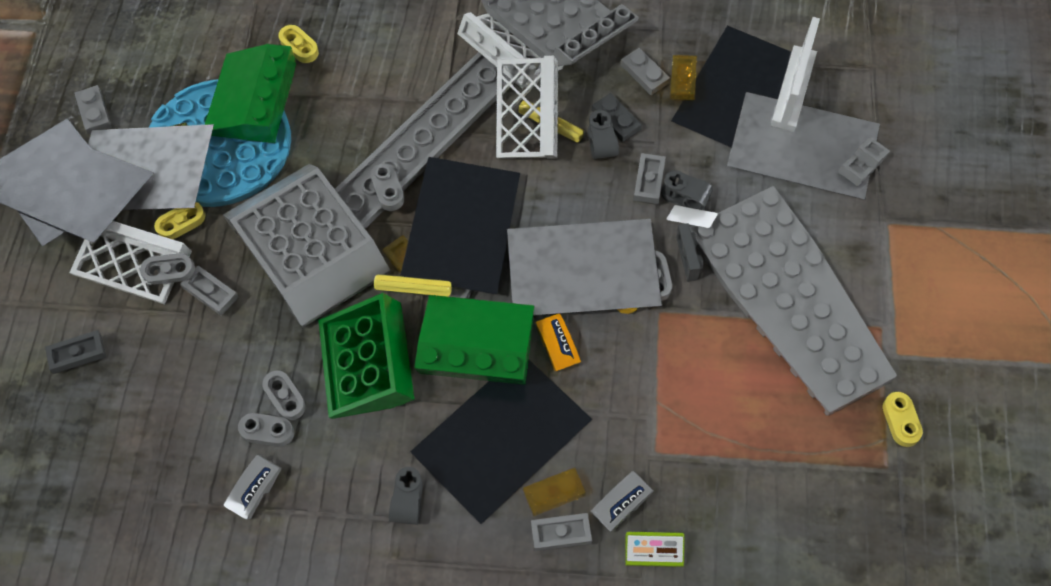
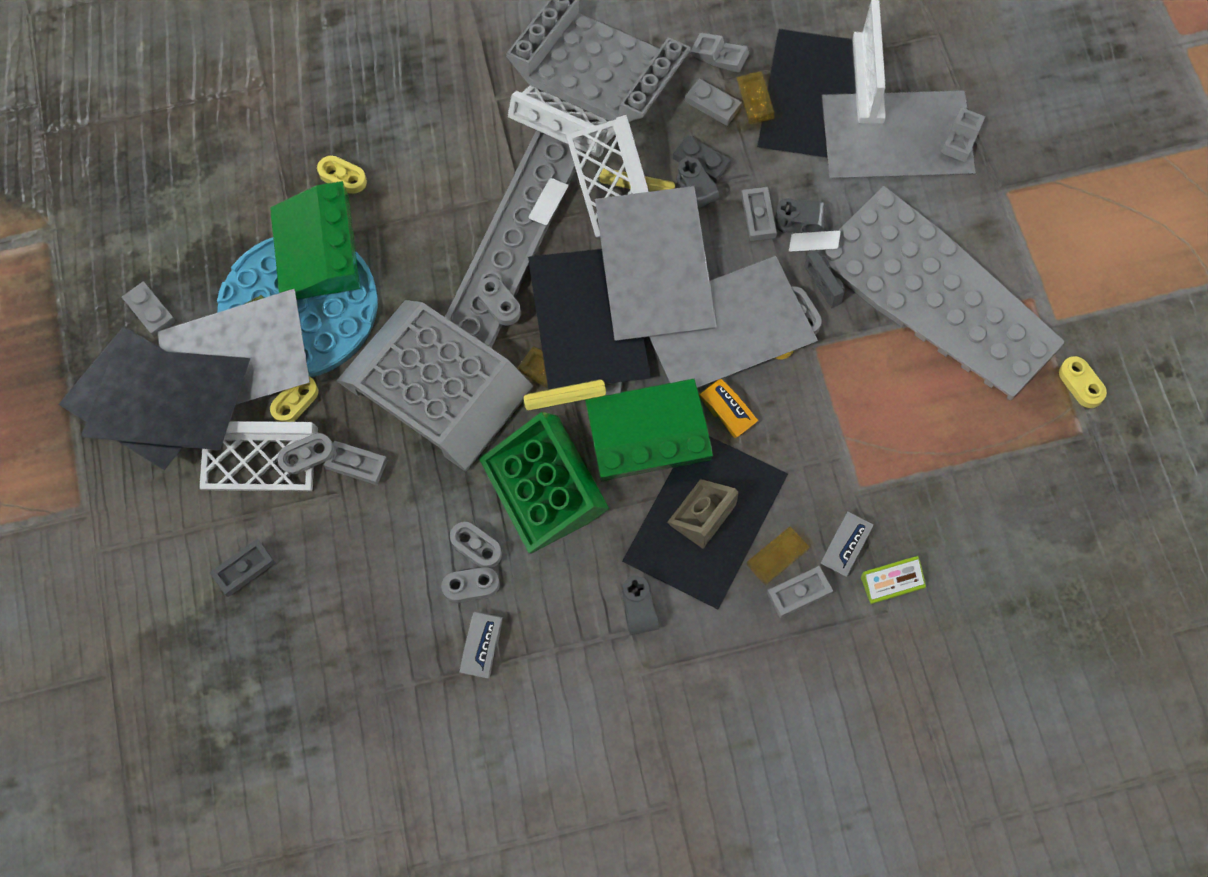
camera: 15 degrees left, 5 degrees up
(465, 114) = (548, 201): none -> white sticker
(500, 430) = (704, 511): none -> dark tan slope
(537, 194) = (655, 263): none -> flat silver sticker
(663, 29) = (718, 53): none -> light grey slope

